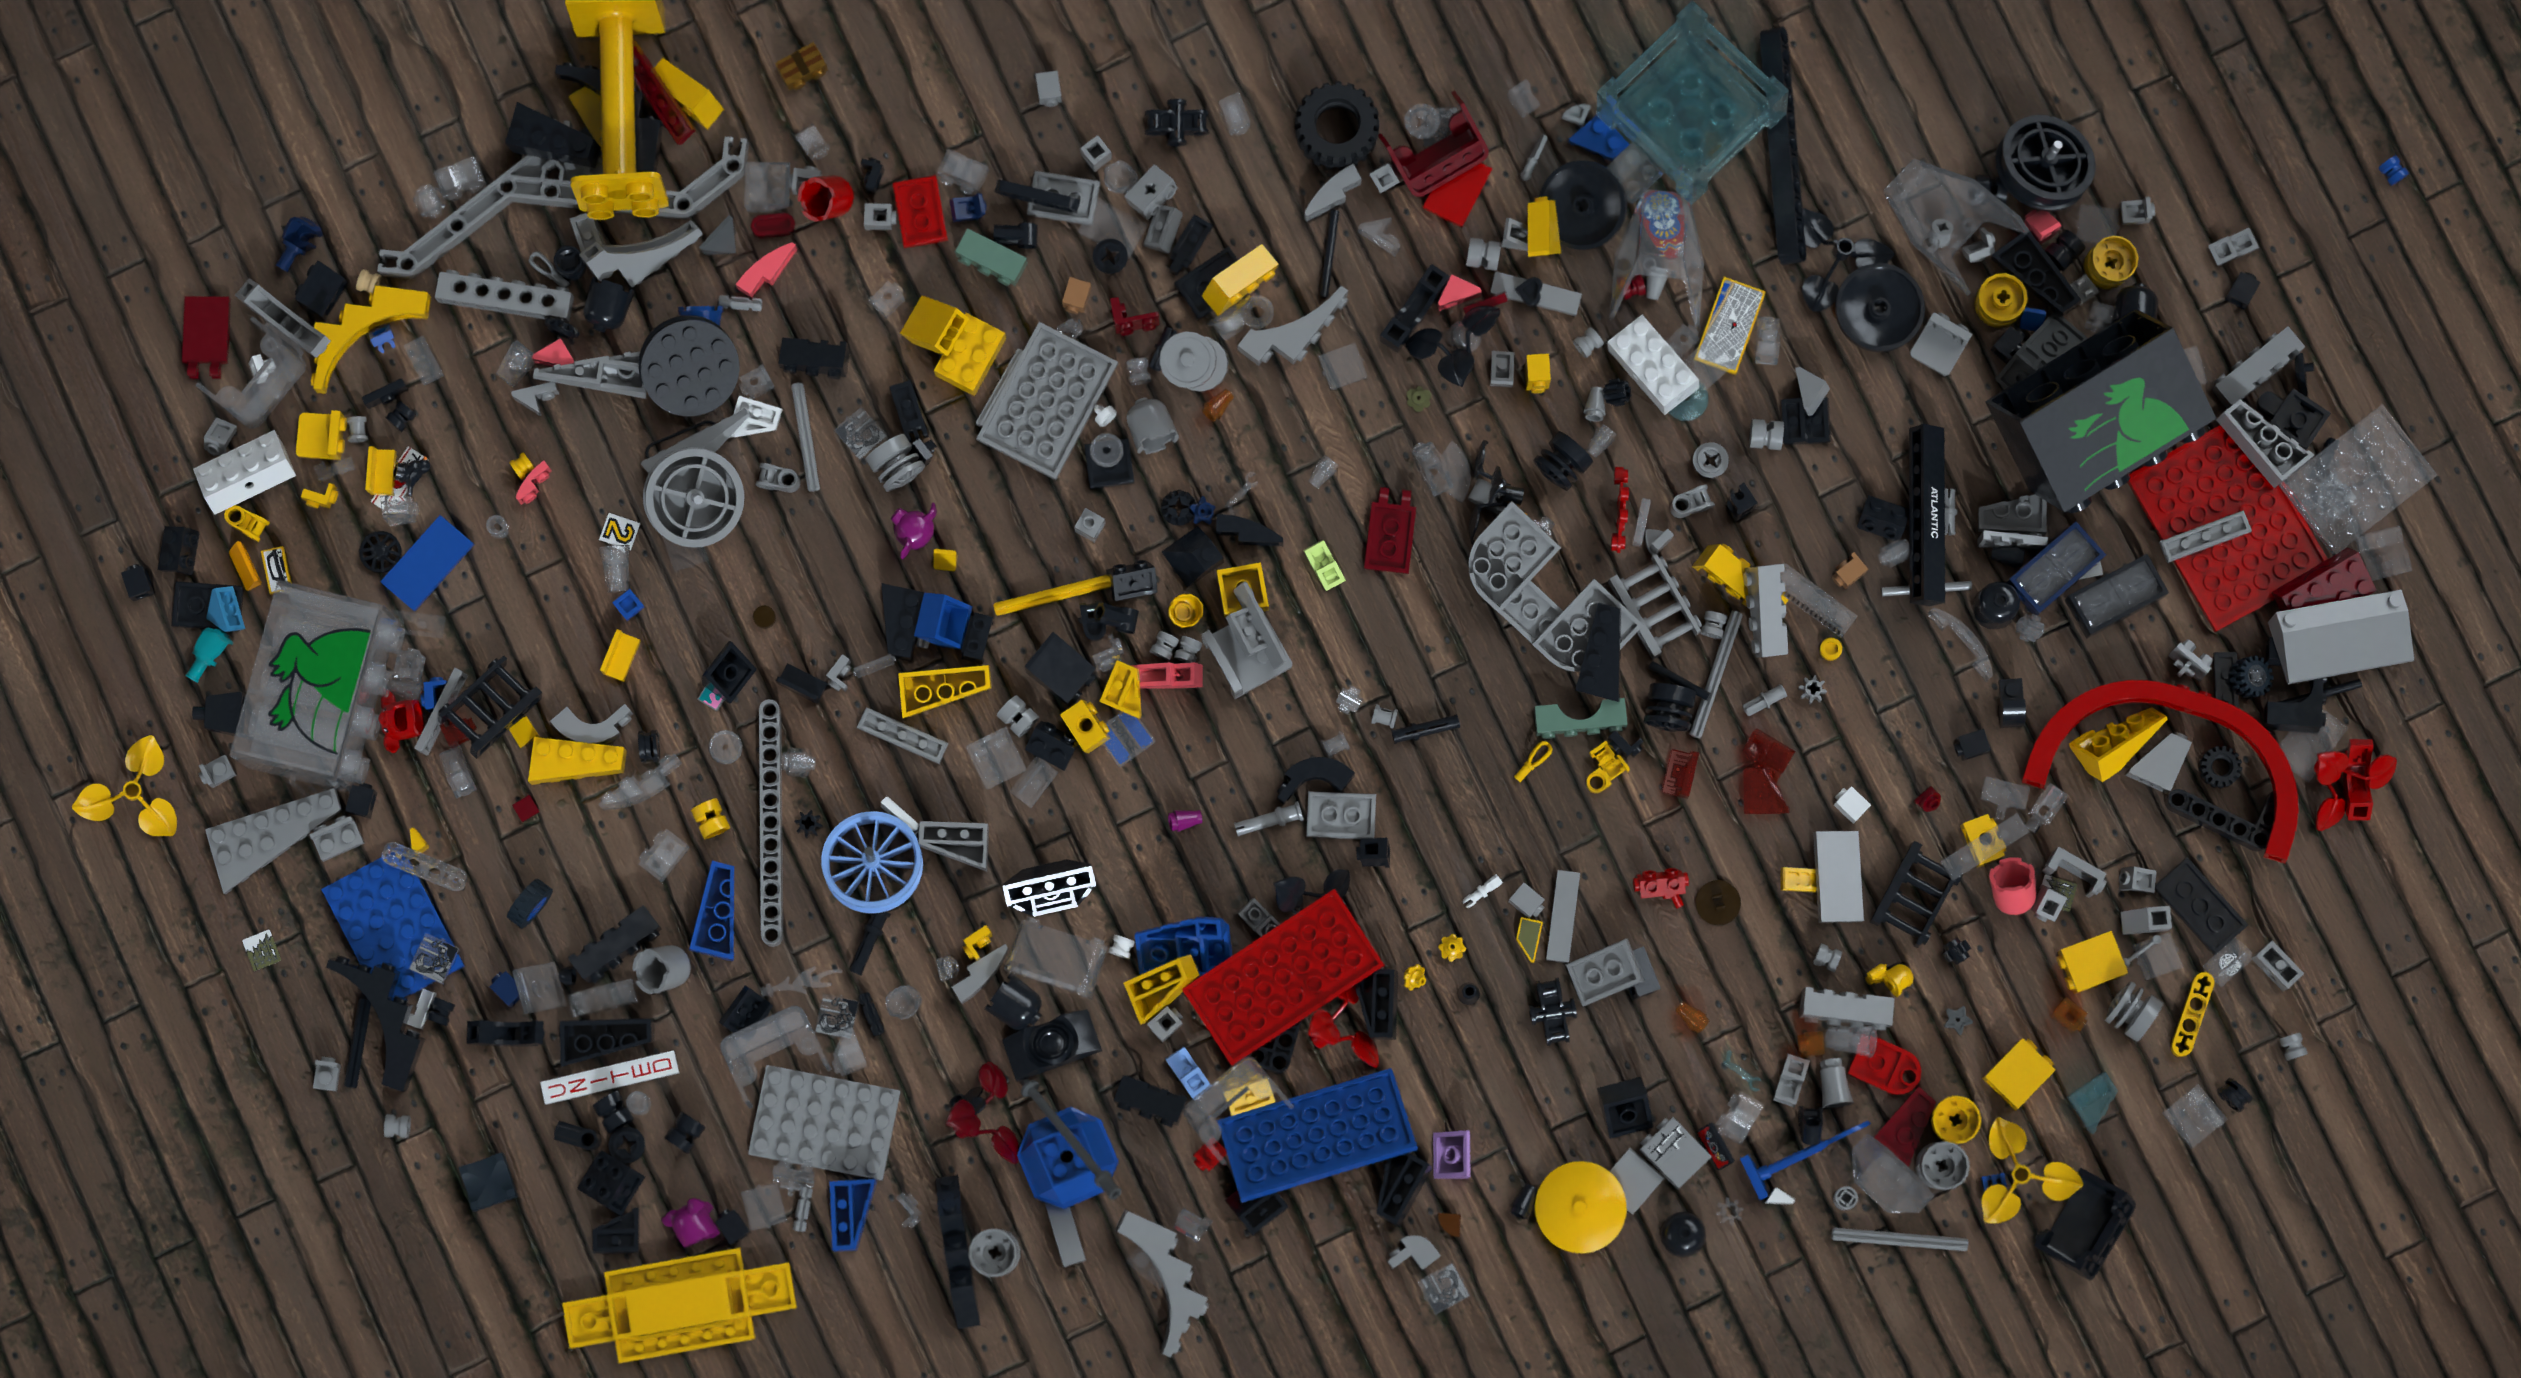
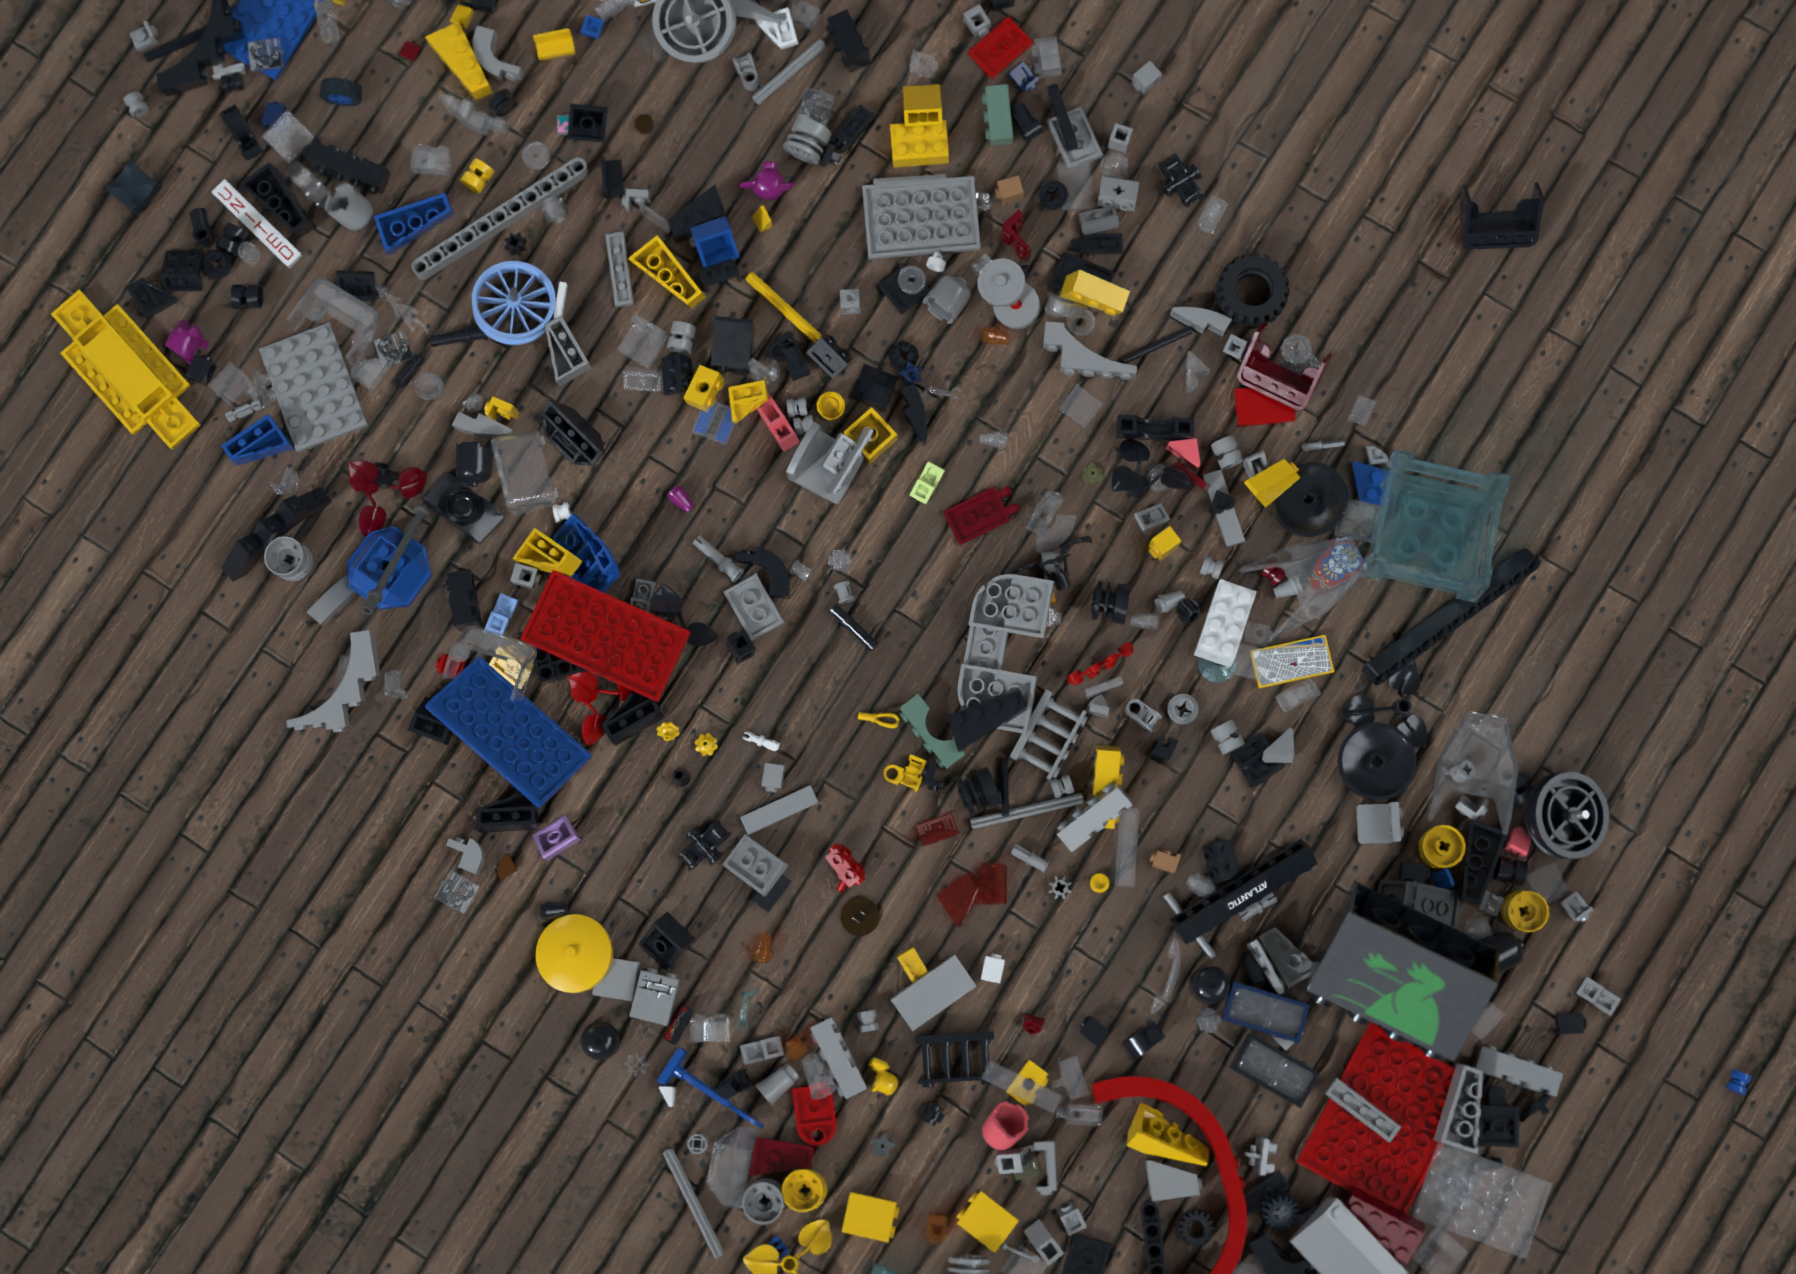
camera: 65 degrees right, 0 degrees up
(1528, 937) = (748, 795): olive tile -> none

